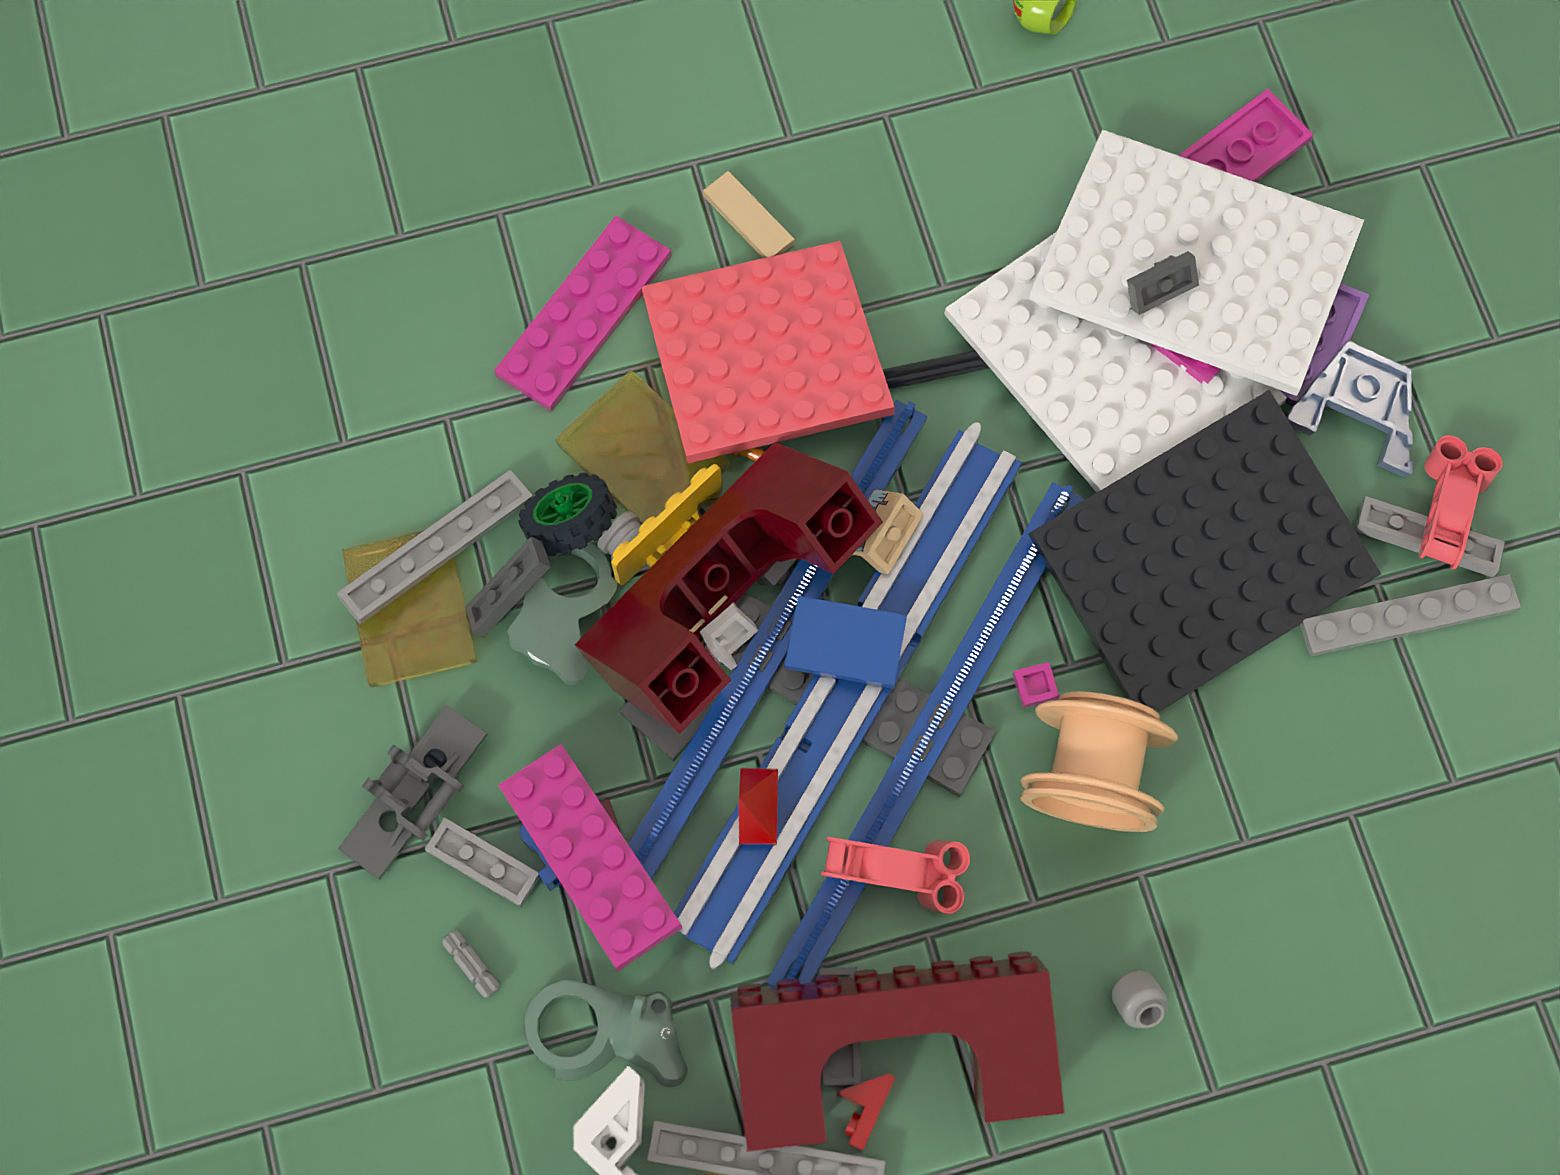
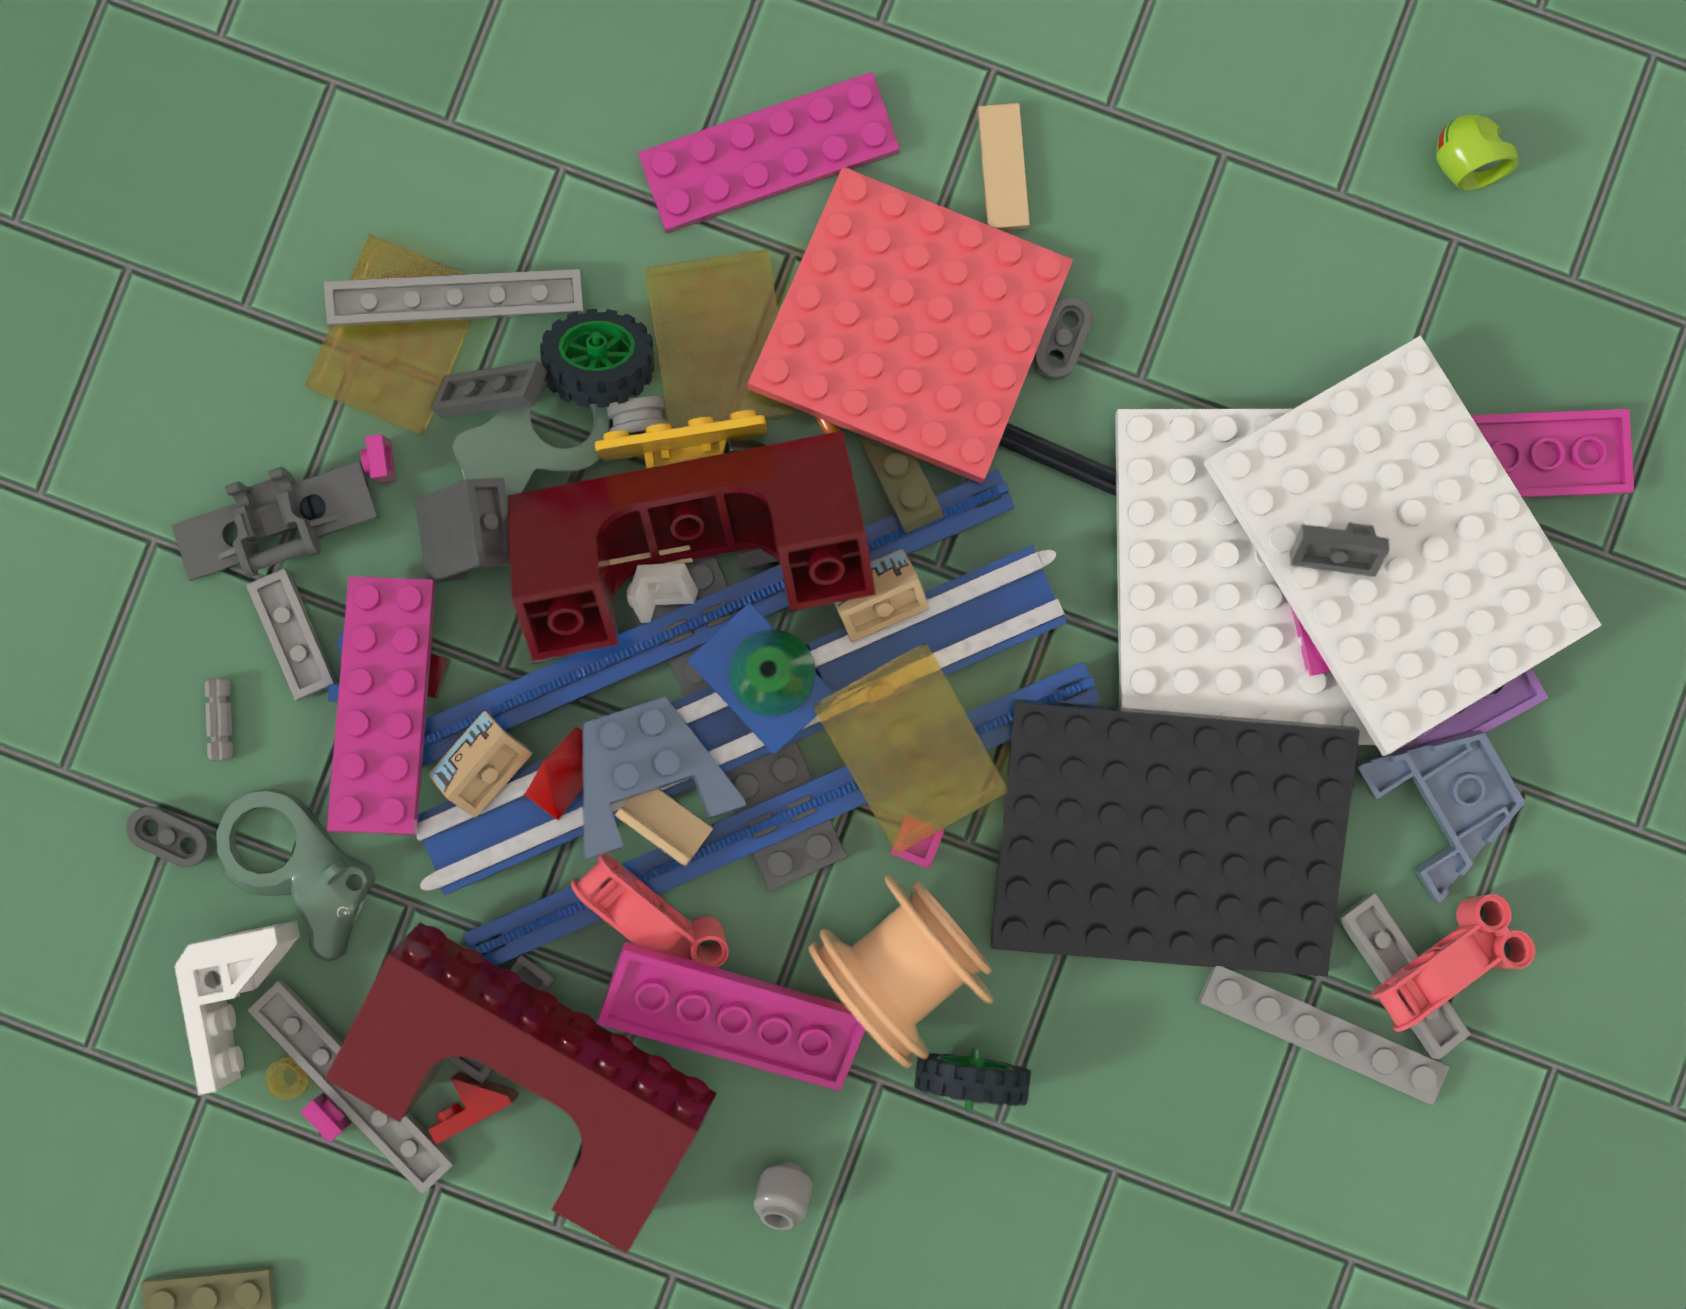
camera: 35 degrees right, 15 degrees up
(458, 694) = (378, 459): none -> dark pink plate
(495, 1076) = (170, 838): none -> dark grey plate
(558, 690) = (464, 528): none -> dark grey panel
(691, 842) = (479, 765): none -> tan panel
(802, 749) = (638, 754): none -> sand blue wing
(842, 450) = (902, 484): none -> olive plate
(851, 628) = (789, 685): none -> green cone
(854, 787) = (666, 824): none -> tan panel
(875, 294) = (1063, 339): none -> dark grey plate
(984, 615) = (910, 748): none -> clear yellow plate
(1004, 893) = (731, 1017): none -> dark pink plate
(1205, 810) = (973, 1079): none -> black wheel

